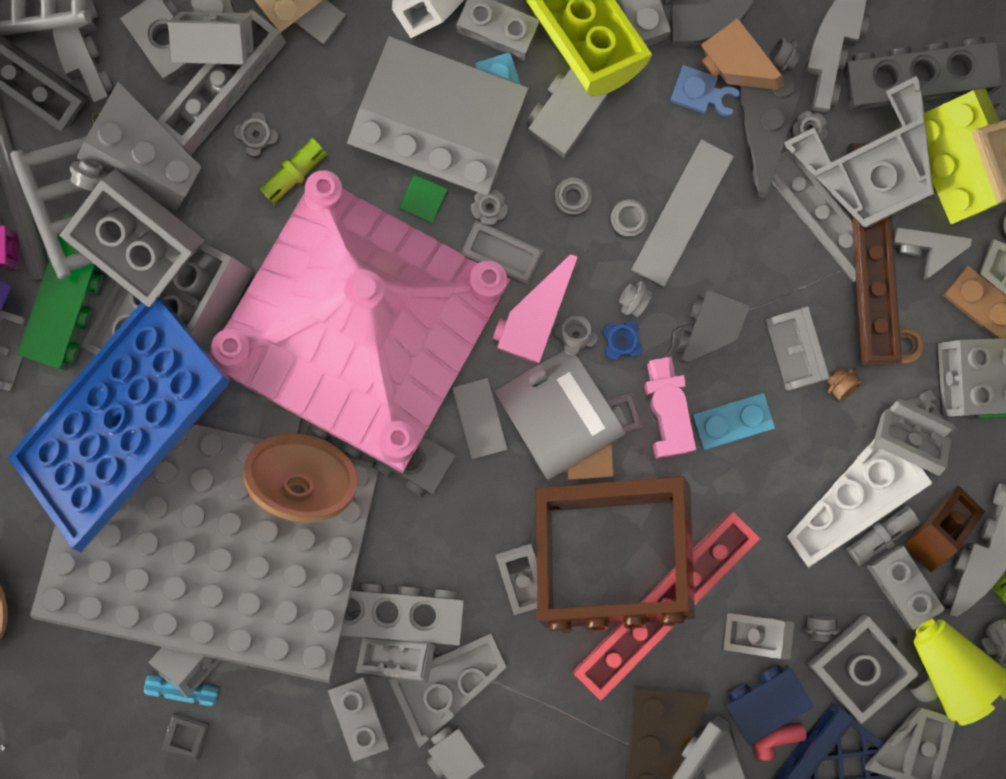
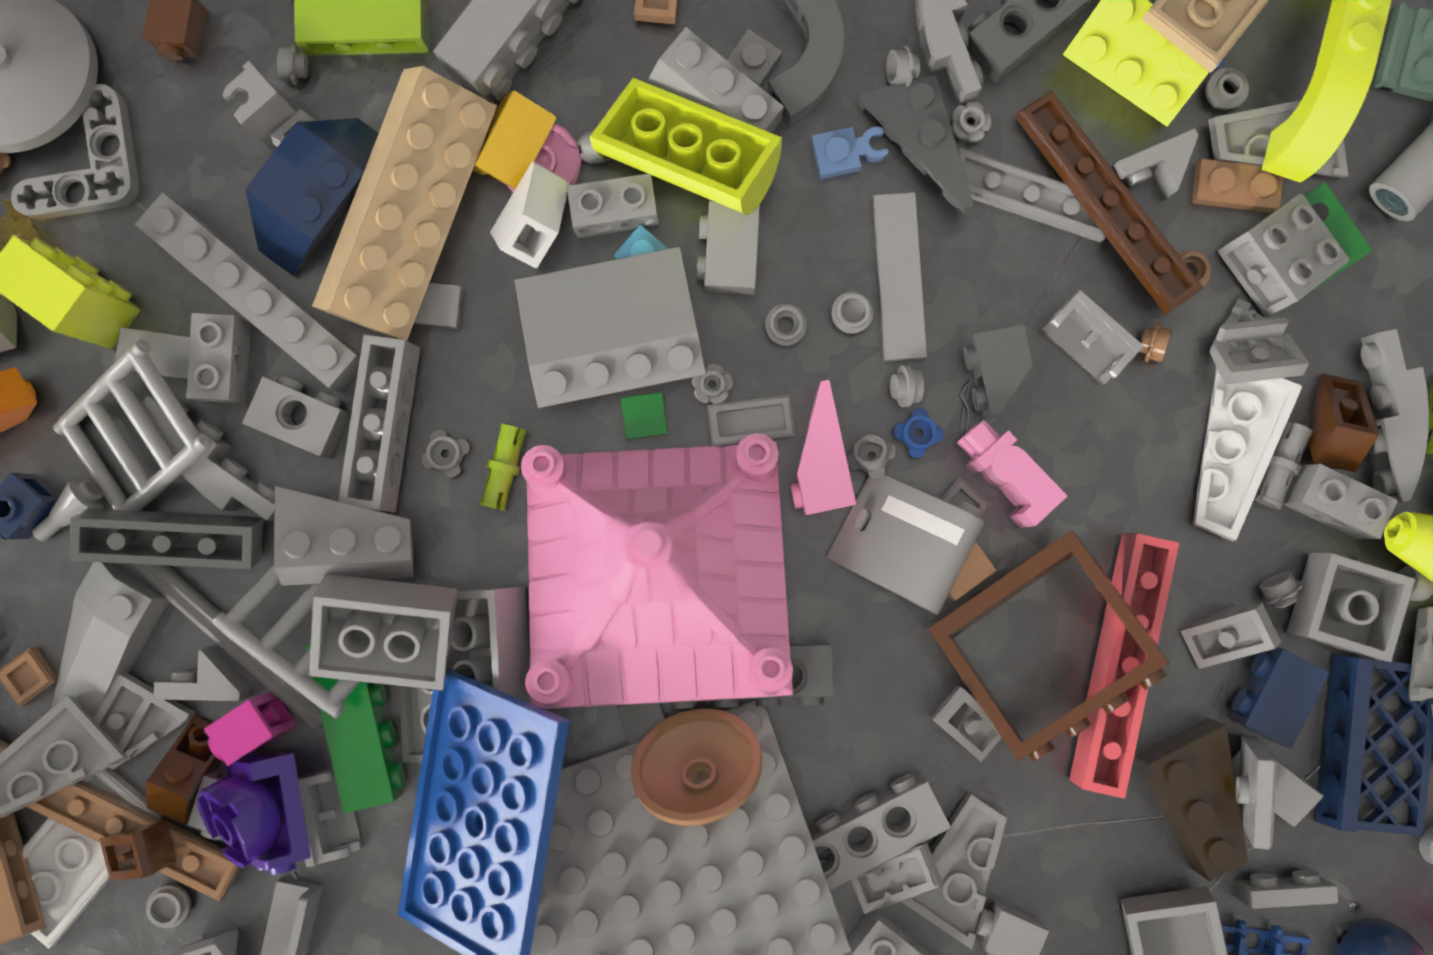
camera: 30 degrees left, 0 degrees up
(86, 173) = (298, 596): light grey plate -> none
(210, 37) = (339, 387): light grey hinge -> none
(479, 418) = (829, 593): light grey tile -> none
(733, 421) = (1073, 443): medium azure plate -> none
(740, 59) = (867, 93): medium nougat slope -> none
(784, 735) = (1320, 709): coral arm -> none
(882, 174) = (1074, 117): light grey wing -> none

